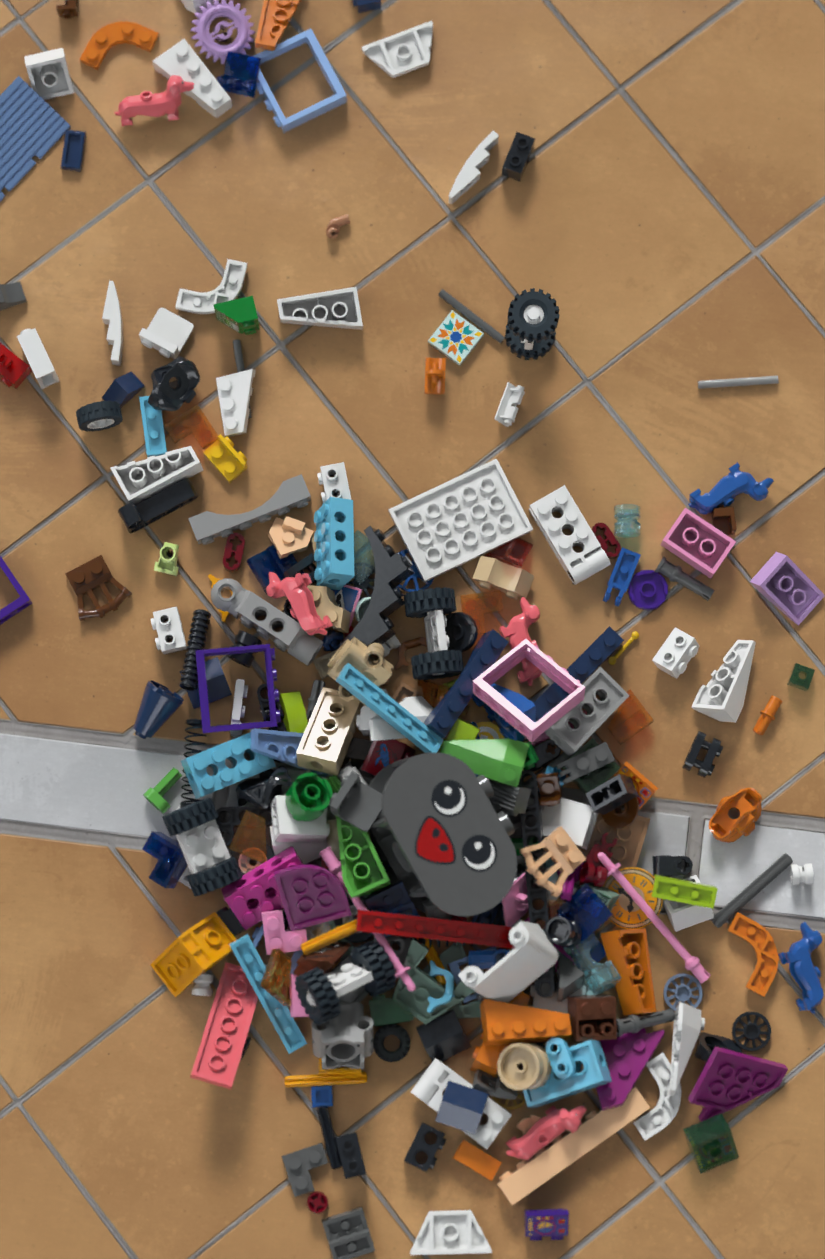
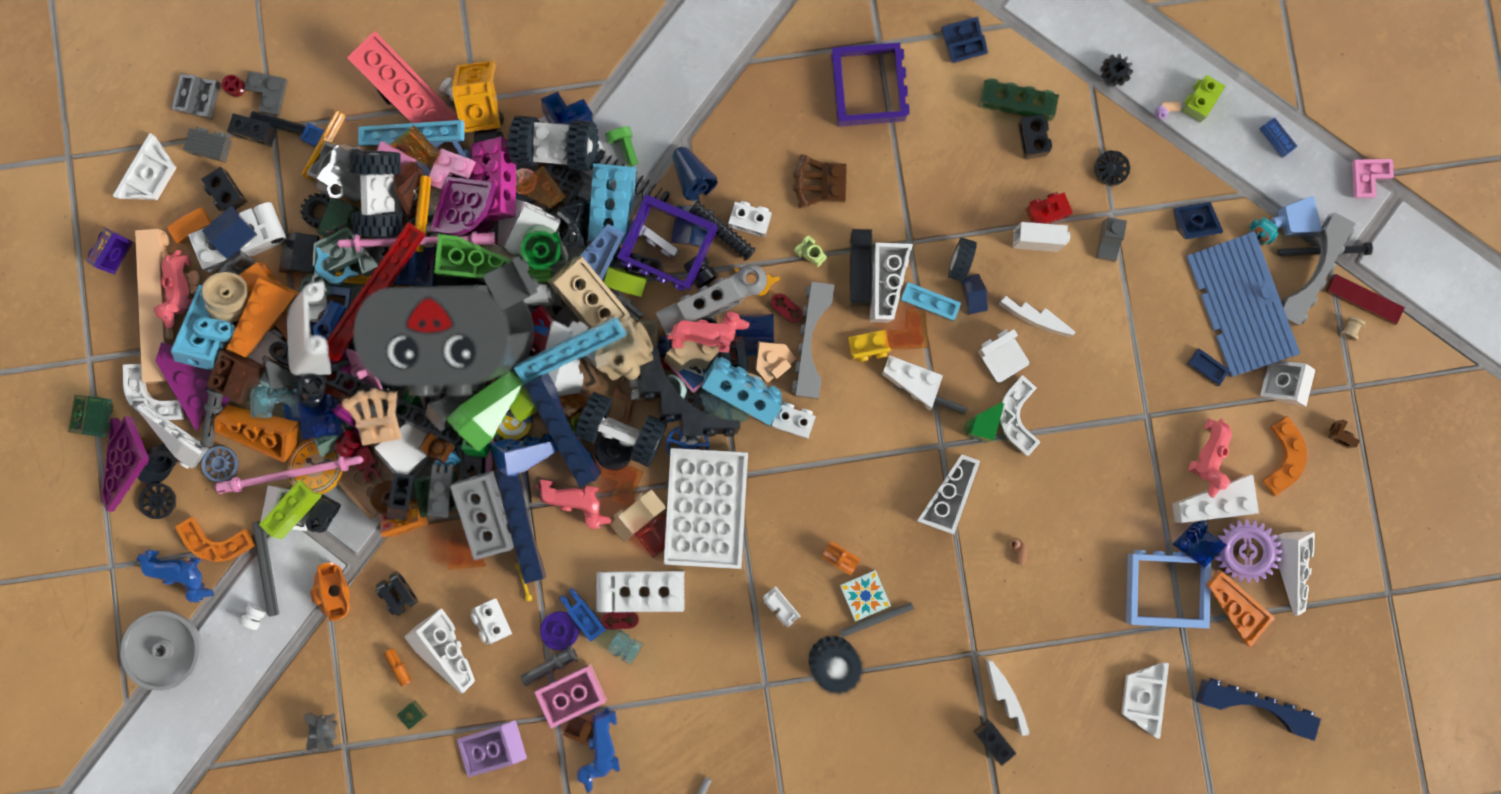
camera: 120 degrees right, 5 degrees up
(173, 394) = (955, 335): black piece -> none
(389, 1191) = (207, 145): none -> dark grey brick
(529, 729) = (538, 505): bright pink window -> none

